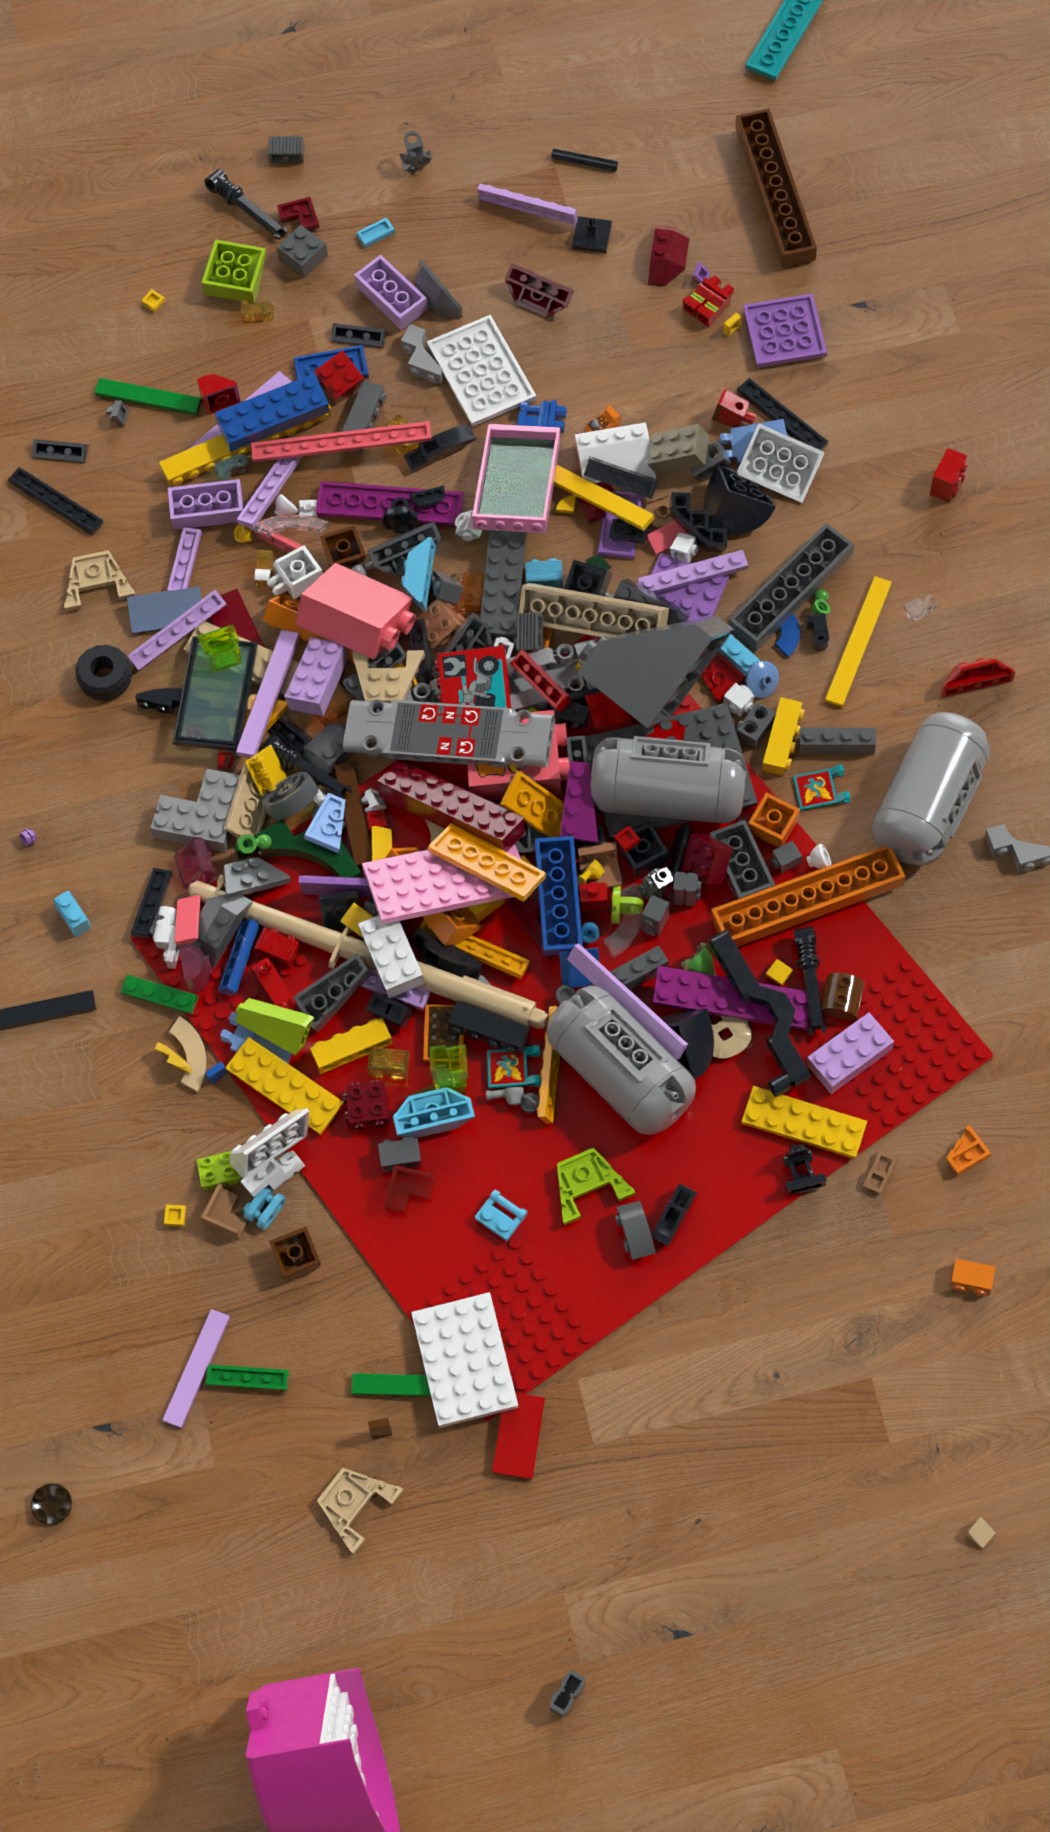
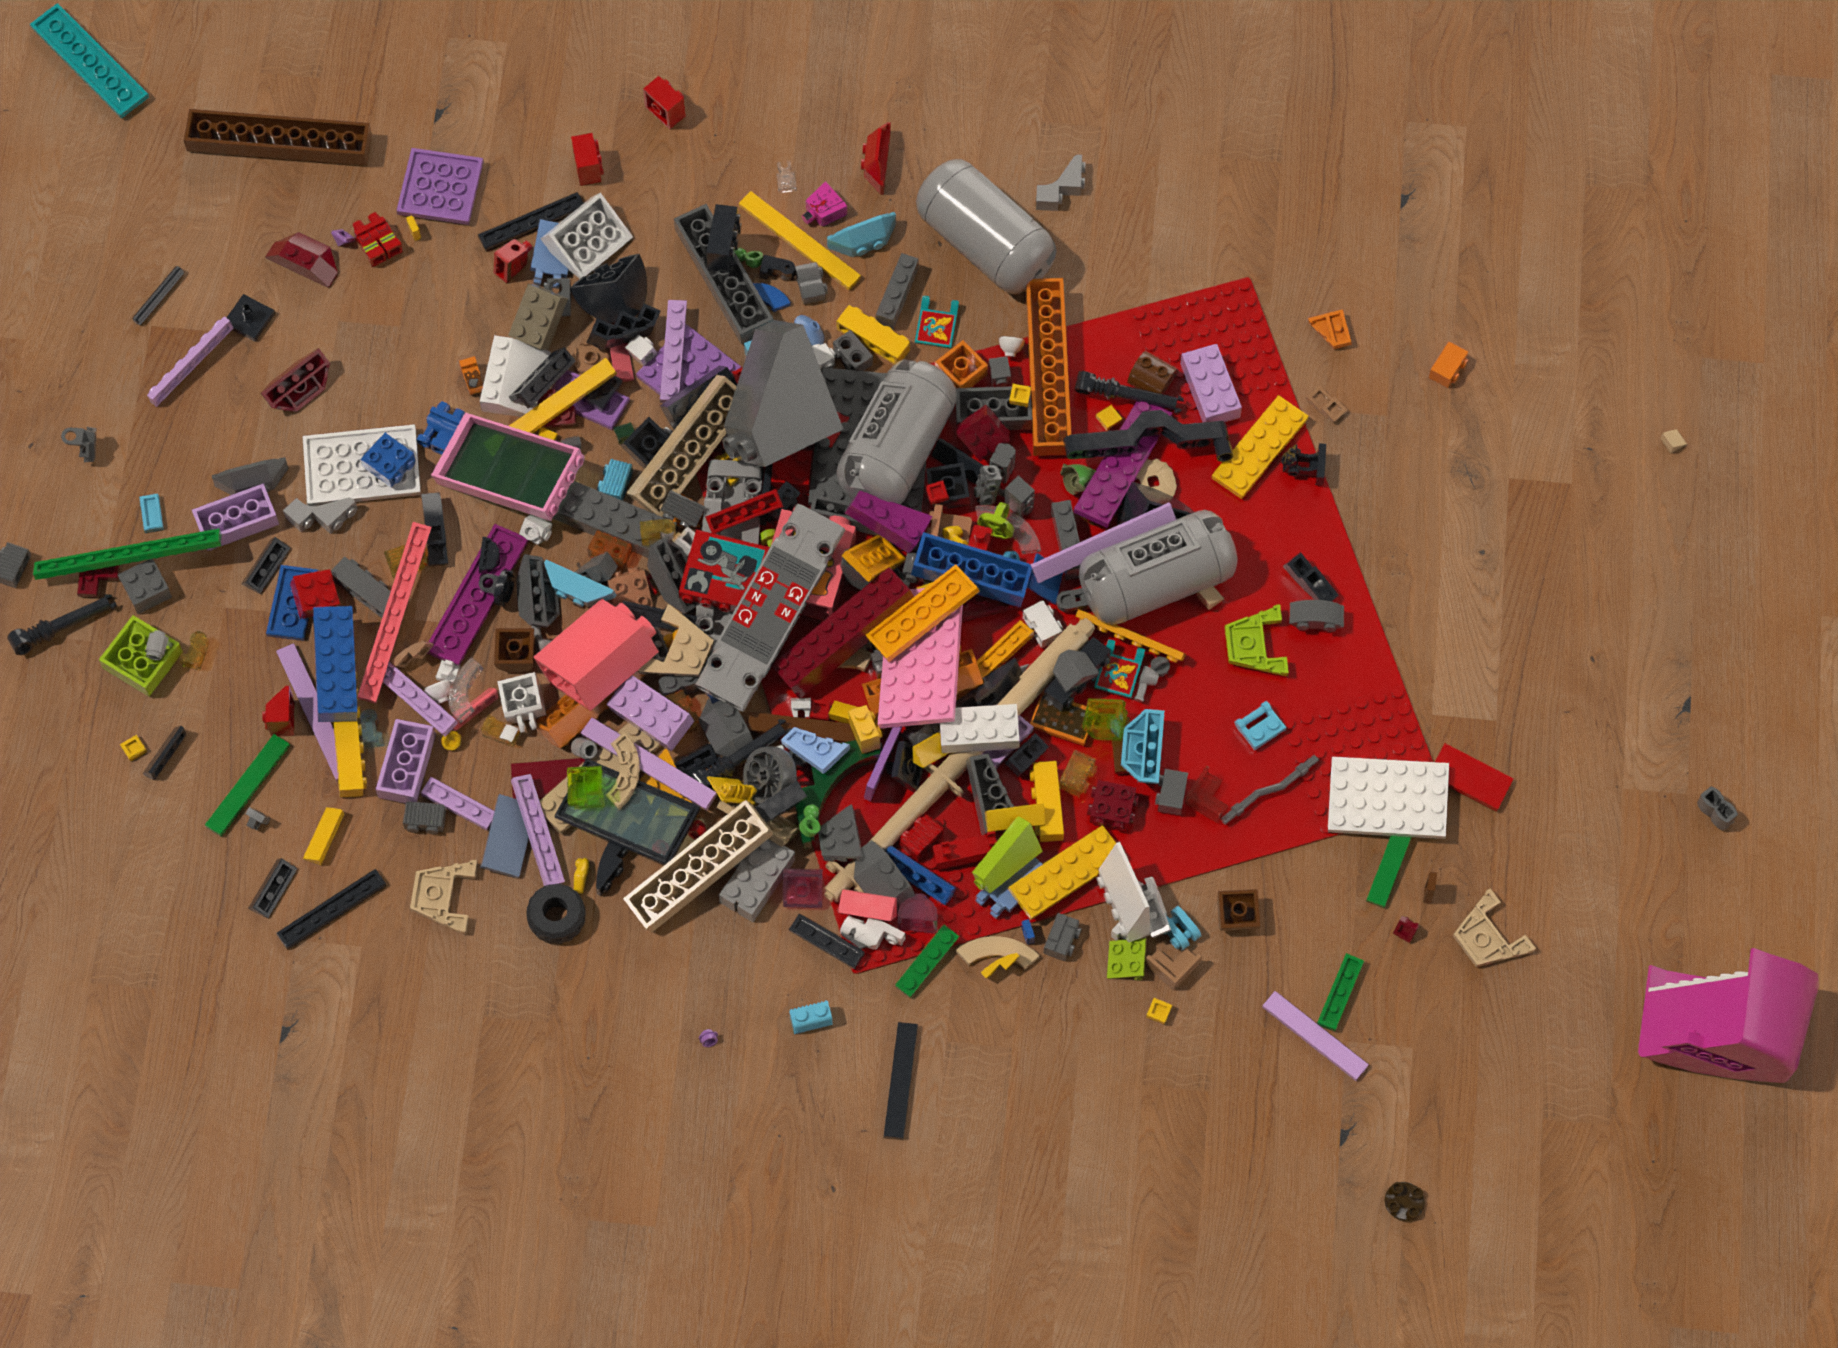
camera: 75 degrees left, 0 degrees up
(120, 470) = (323, 835): none -> yellow slope
(150, 680) = (581, 874): none -> yellow arm
(155, 325) = (165, 752): none -> black slope
(161, 538) = (424, 817): none -> dark grey brick
(178, 766) = (698, 866): none -> tan brick
(220, 1104) = (1062, 937): none -> dark grey brick
(240, 273) = (156, 645): none -> light grey brick
(250, 680) = (629, 771): none -> tan tile
(250, 804) = (781, 802): none -> black tile
(268, 639) = (584, 748): none -> light grey brick
(307, 469) = (416, 650): none -> medium nougat slope
(320, 1026) = (1002, 818): none -> yellow slope
(321, 224) = (127, 554): none -> green plate
(333, 1419) = (1406, 929): none -> dark red tile
(364, 851) = (864, 729): none -> yellow brick
(405, 1222) = (1238, 808): none -> dark grey bar
(487, 384) = (388, 460): none -> blue brick
(487, 1020) = (1074, 669): none -> dark grey slope
(498, 618) = (656, 530): none -> clear yellow leg
(534, 982) = (1042, 621): none -> white brick
(569, 524) = (572, 441): none -> dark grey tile
(620, 1127) = (1209, 597): none -> tan slope
(757, 877) = (1020, 395): none -> yellow plate
(815, 565) = (723, 238): none -> black brick
(815, 664) = (810, 282): none -> dark grey brick
(860, 432) = (587, 158): none -> red brick
(885, 695) = (863, 236): none -> medium azure wedge
(902, 648) = (824, 206): none -> dark pink torso

